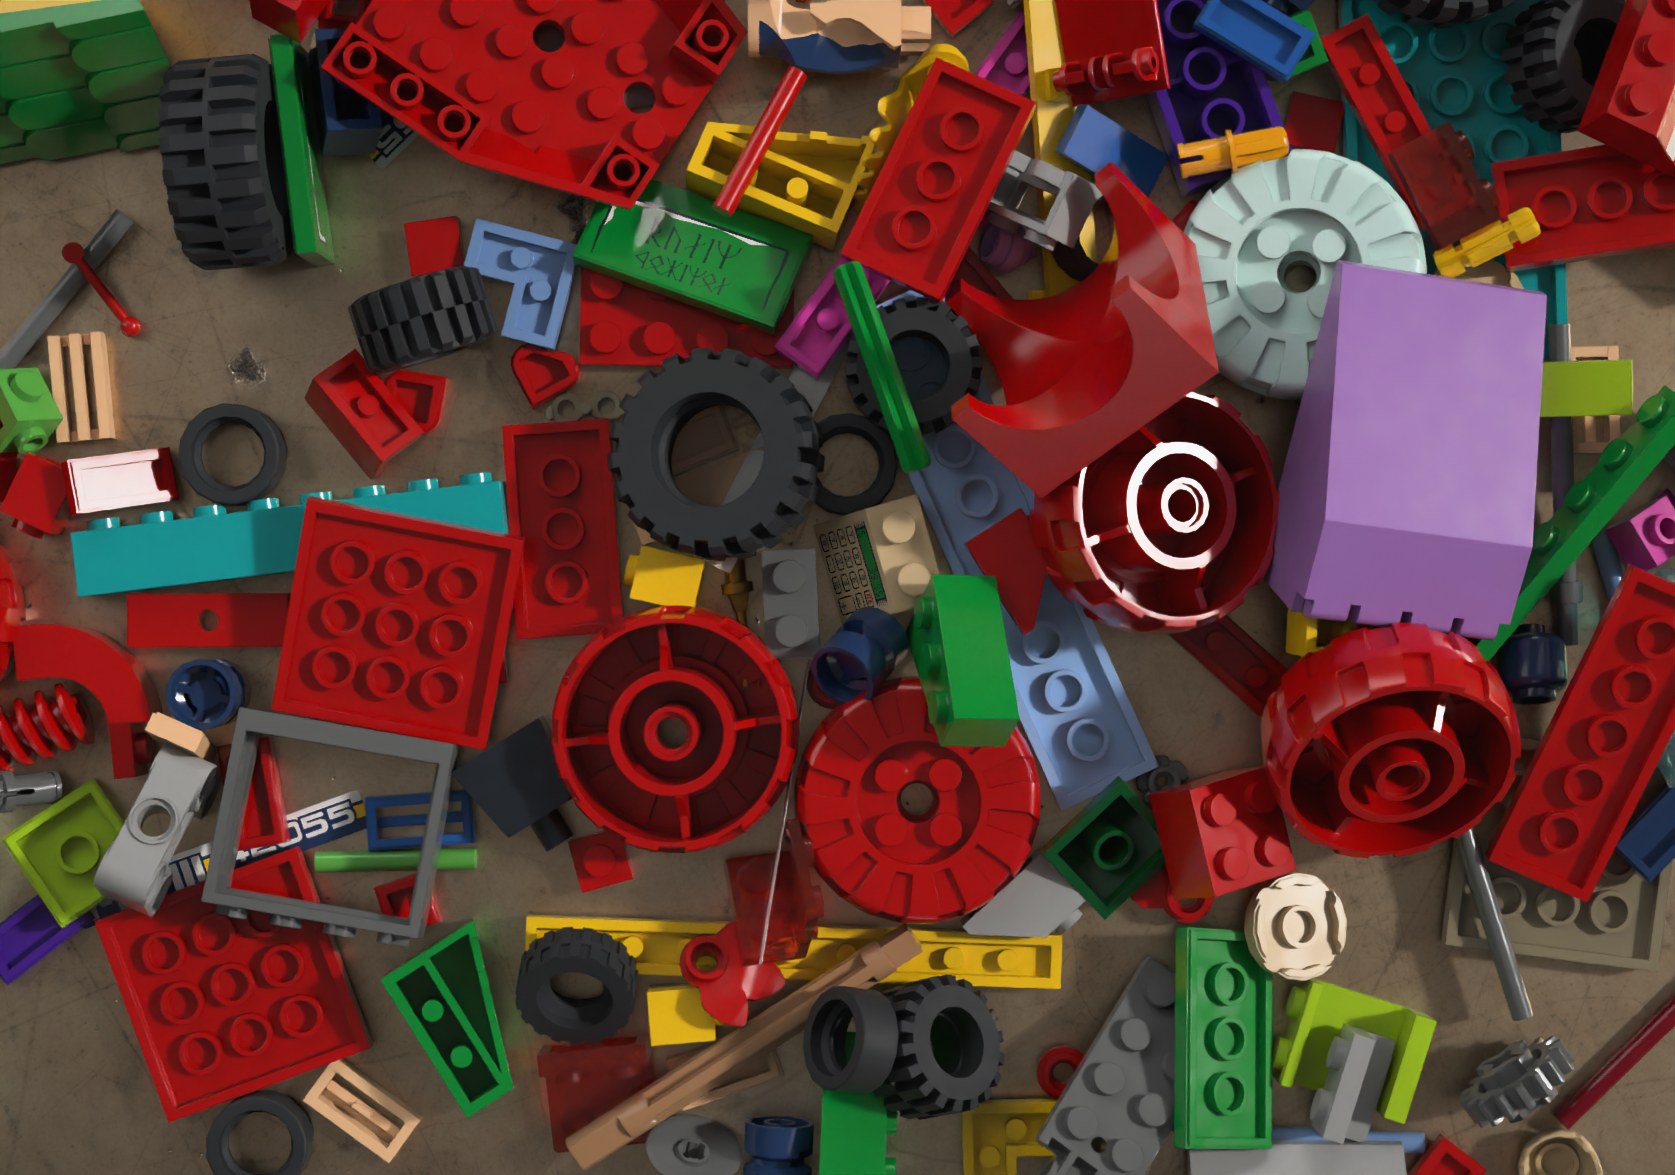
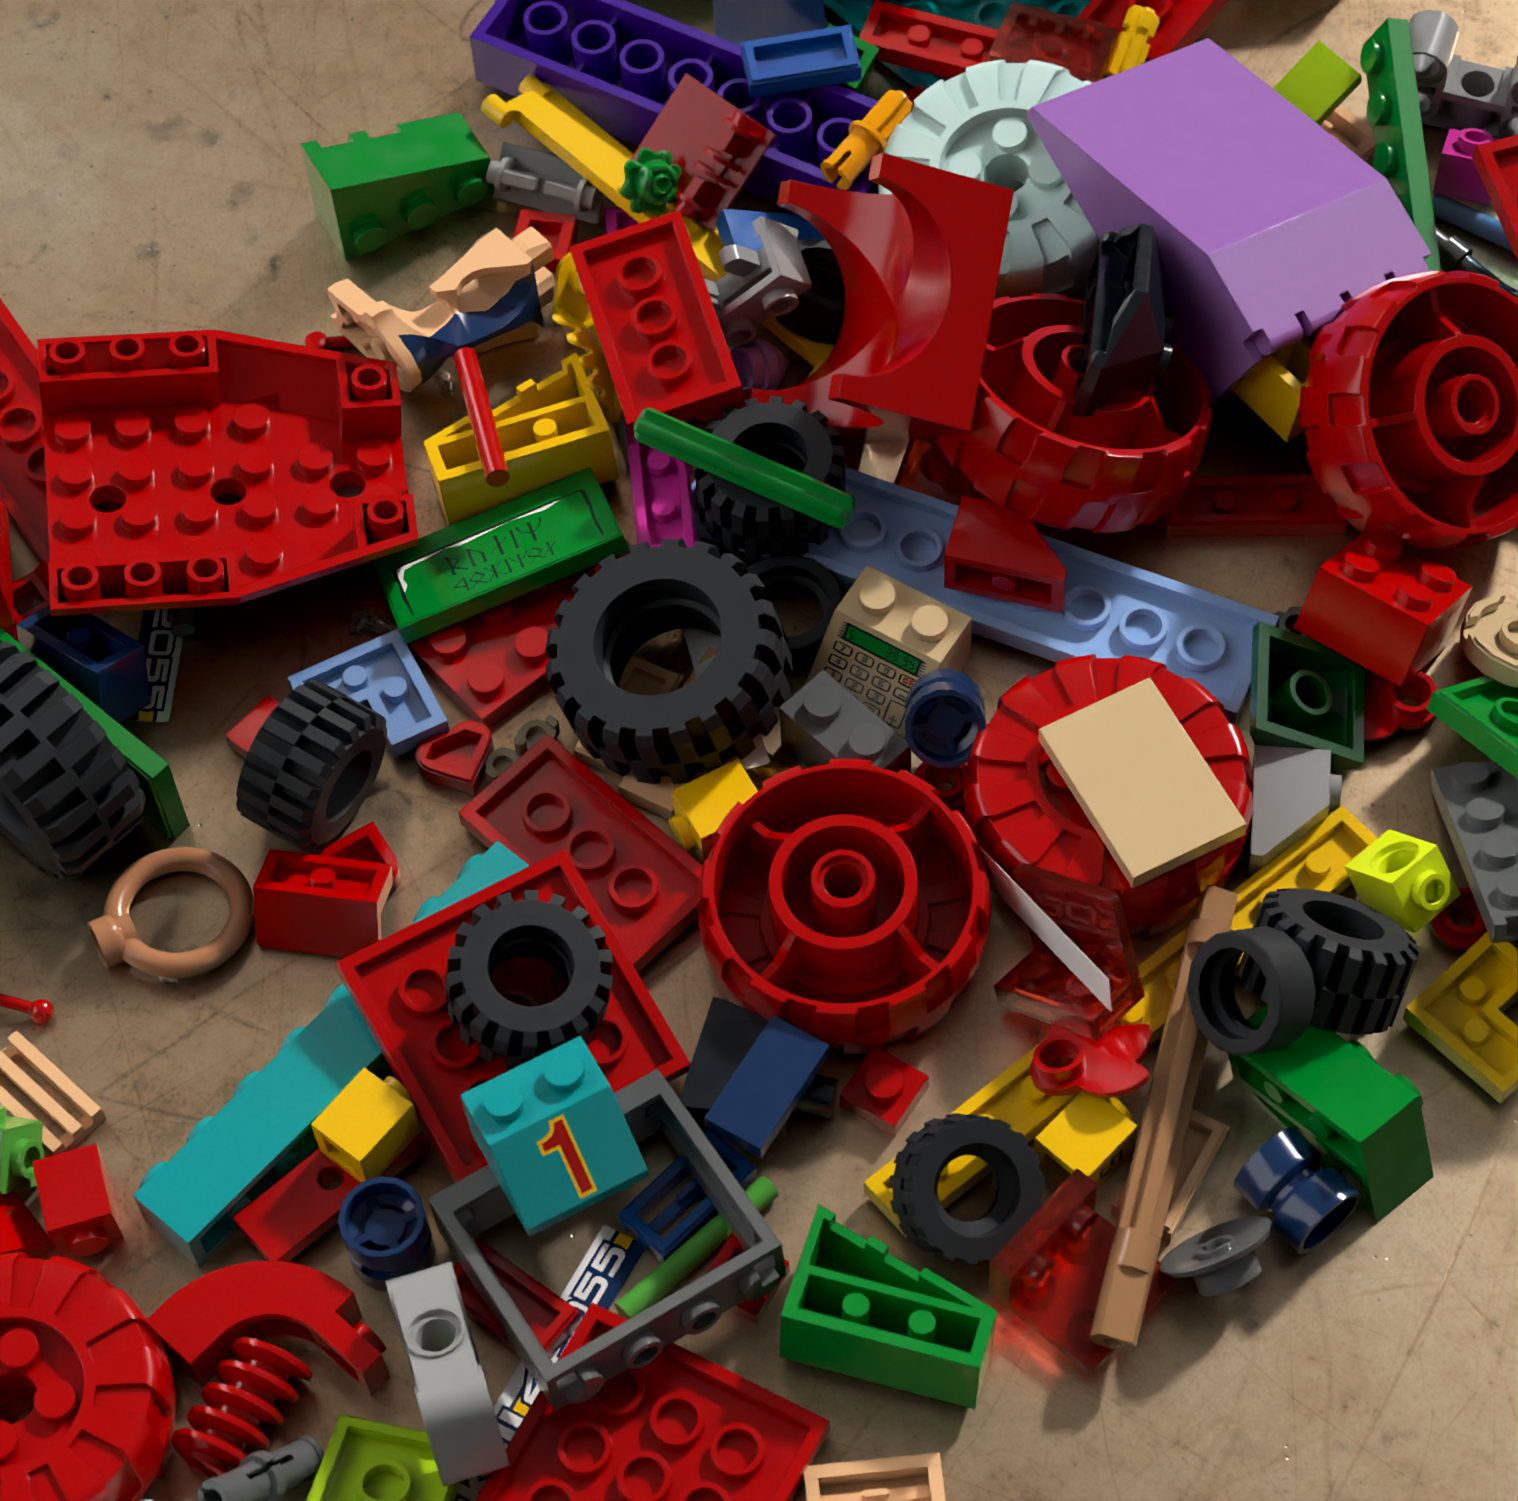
camera: 40 degrees left, 30 degrees down
(119, 481) = (141, 1125): tile -> none
(170, 731) = (382, 1261): light nougat tile -> none
(191, 454) = (206, 993): black tyre -> none
(215, 317) = (117, 936): none -> nougat piece
(246, 616) = (367, 1125): none -> yellow brick
(338, 748) = (554, 1135): none -> teal slope
(382, 664) = (535, 931): none -> black tyre
(511, 815) = (767, 1086): none -> dark blue tile
(924, 835) = (1142, 782): none -> tan tile
(964, 661) = (1032, 620): green wedge -> none
(1047, 1007) = (1403, 879): none -> neon yellow brick
(1054, 37) = (651, 181): none -> green plant
(1236, 493) = (1123, 321): none -> black wedge

